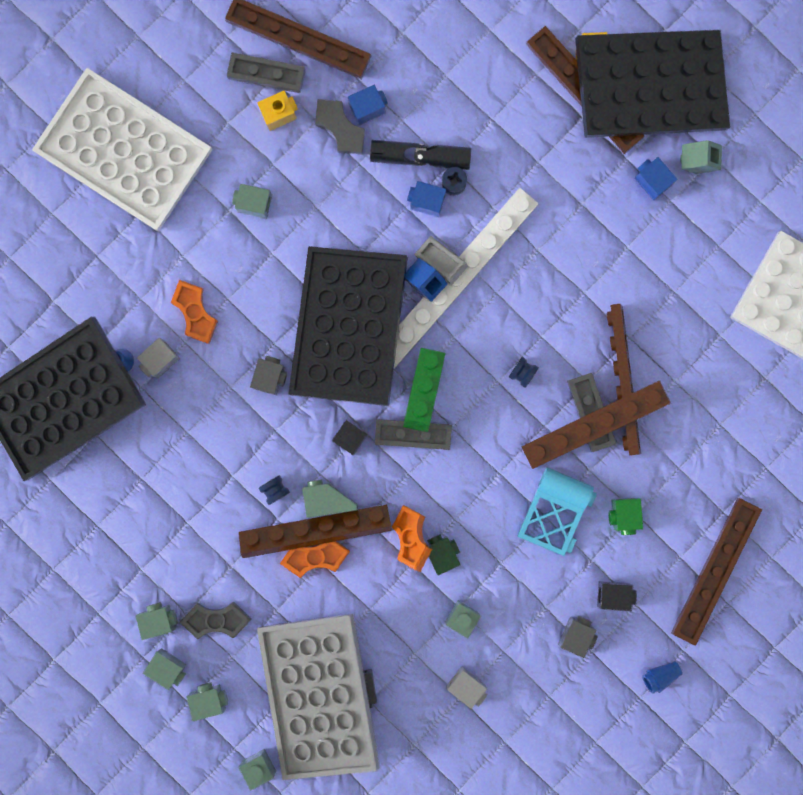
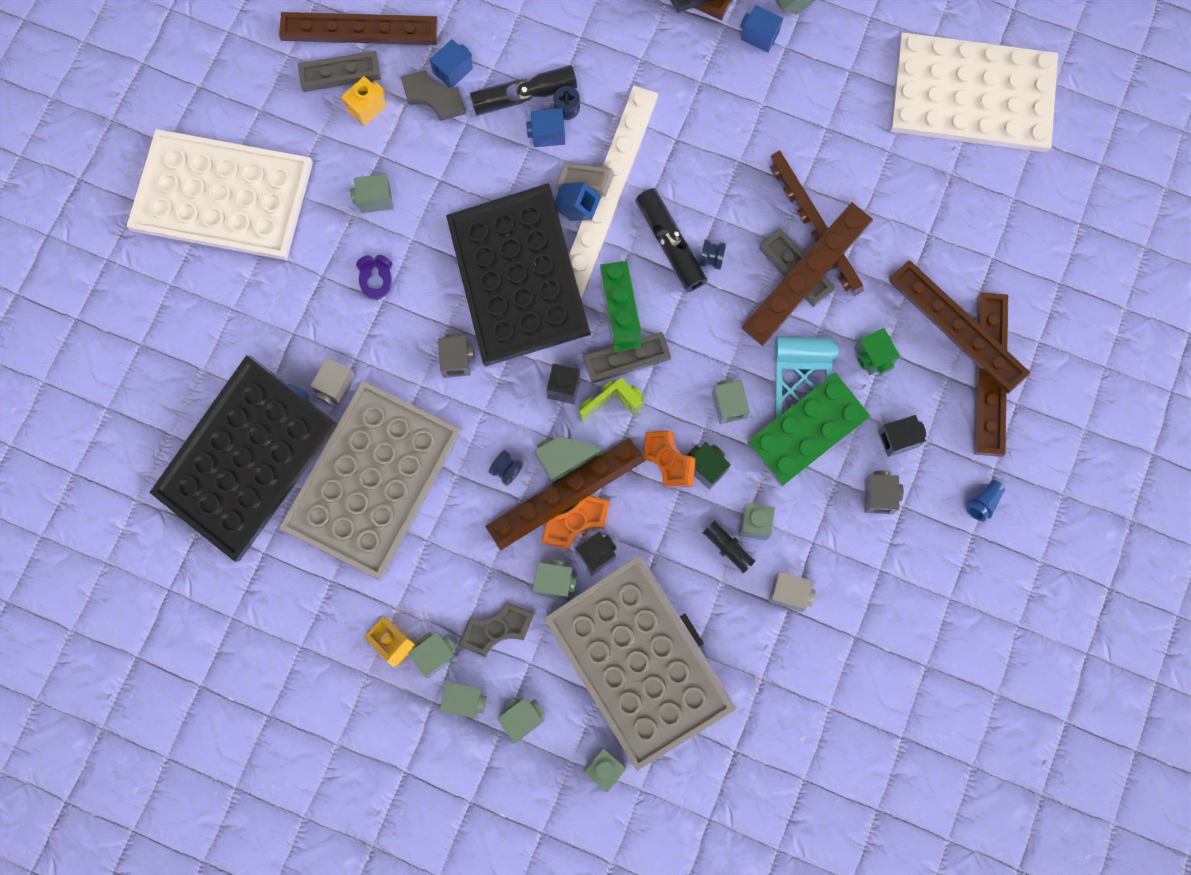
camera: 25 degrees left, 10 degrees down
(125, 598) = (389, 641): none -> yellow slope
(159, 455) = (371, 480): none -> light grey plate
(198, 322) = (363, 333): orange tile -> none
(222, 265) = (365, 266): none -> dark purple piece
(277, 600) = (554, 579): none -> sand green brick
(320, 592) = (596, 552): none -> black brick
(401, 469) = (629, 396): none -> lime bracket
(431, 629) = (728, 546): none -> black pin
(484, 507) = (730, 401): none -> sand green brick
(492, 337) = (669, 236): none -> black piece
(540, 557) = (808, 429): none -> green plate
(705, 522) = (959, 327): none -> reddish brown plate

